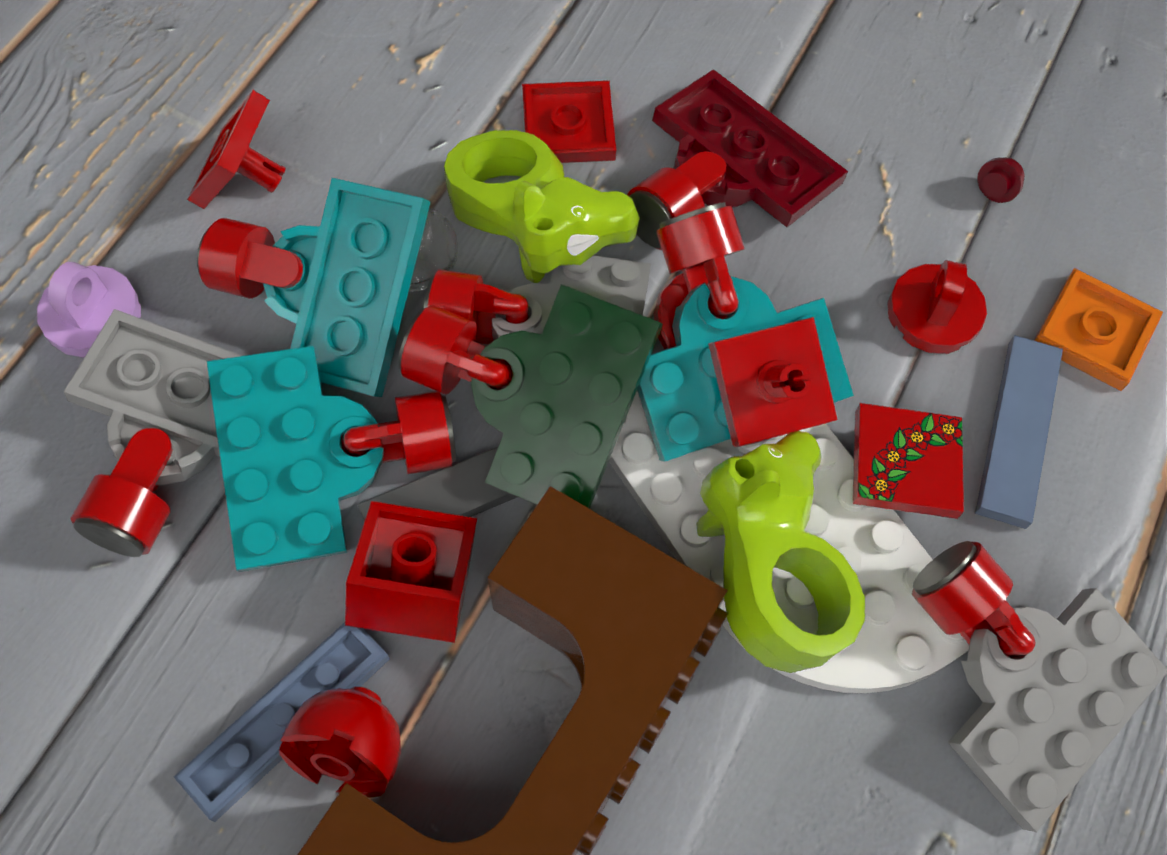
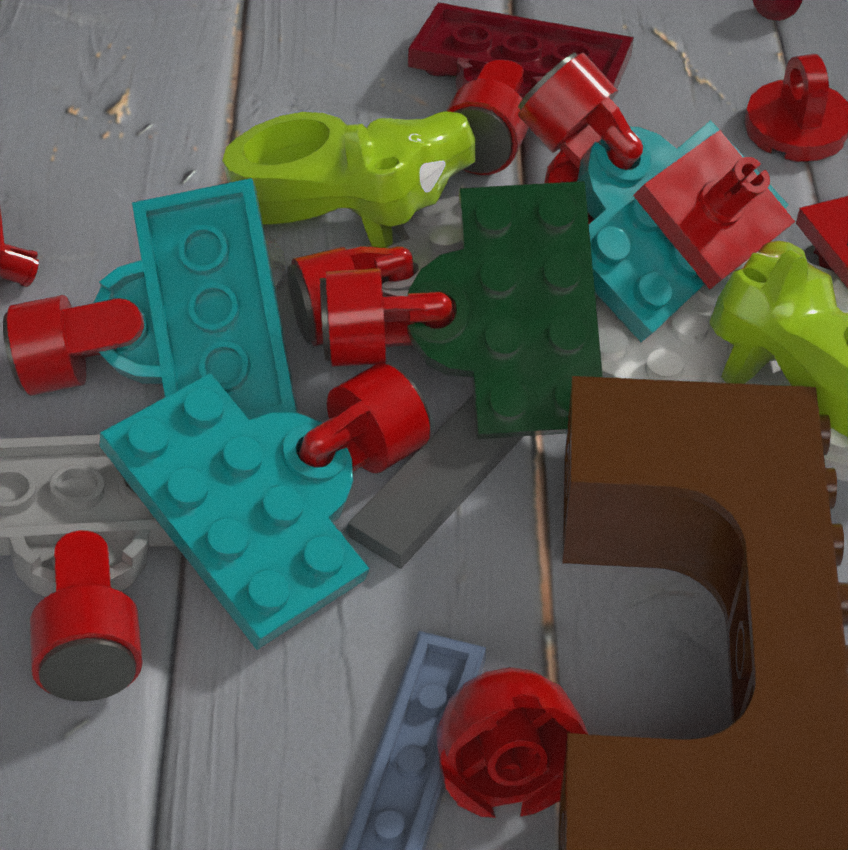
camera: 25 degrees left, 15 degrees down
(410, 572) = (463, 552): red slope -> none
(572, 119) = (321, 87): red tile -> none

